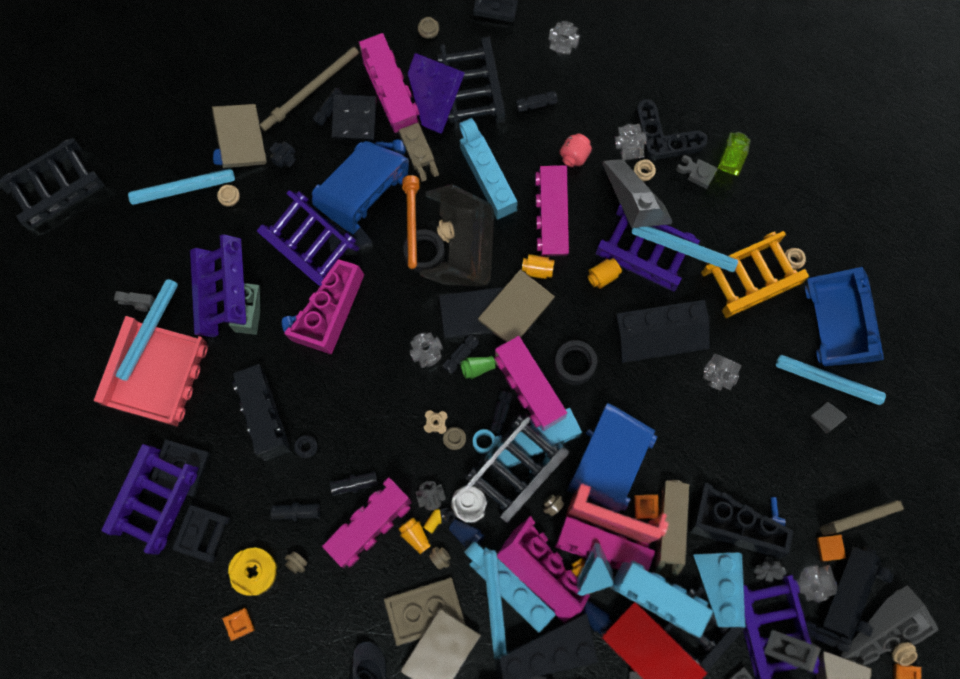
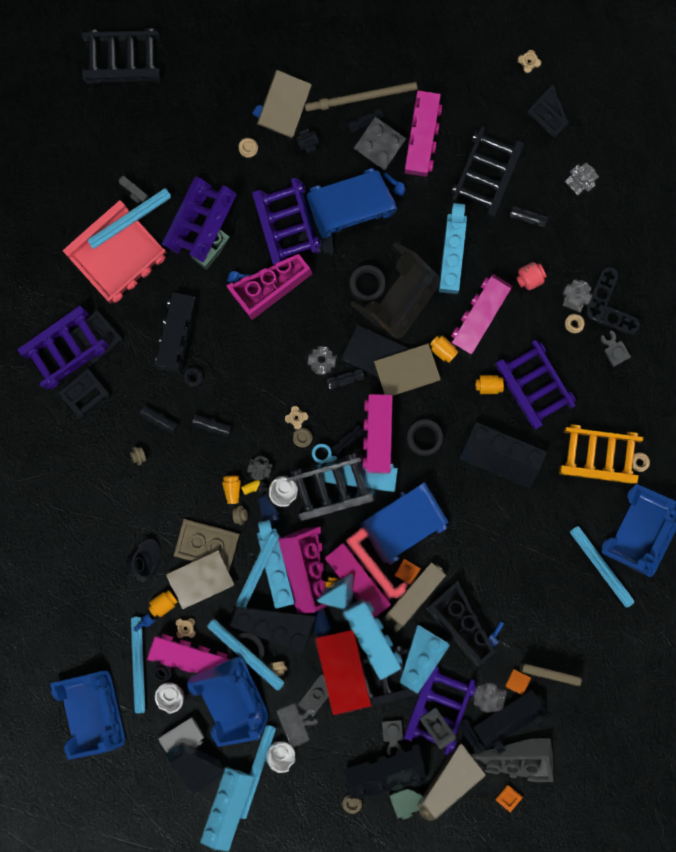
camera: 30 degrees right, 10 degrees up
(181, 186) = (217, 118): medium azure axle -> none
(238, 624) = (74, 473): orange tile -> none
(249, 558) = (107, 432): yellow plate -> none
(368, 524) = (203, 460): dark pink wedge -> none
(410, 185) = (388, 226): orange piece -> none
(418, 150) = (413, 199): dark tan hinge -> none
(428, 28) = (484, 102): dark tan plate -> none
(433, 90) = (455, 159): dark purple plate -> none
(446, 230) = (393, 278): tan plate -> none
(476, 366) = (351, 395): bright green cone -> none
(553, 504) = (342, 528): dark tan plate -> none
(636, 198) = (550, 346): dark grey wedge -> none
(686, 247) = (560, 403): medium azure axle -> none
(721, 372) = (524, 512): clear brick -> none
(734, 153) = (651, 353): clear neon green slope -> none
(769, 570) = (463, 669): dark grey plant -> none
(828, 417) = (581, 591): dark grey slope -> none
(904, 654) = (517, 781): tan plate -> none

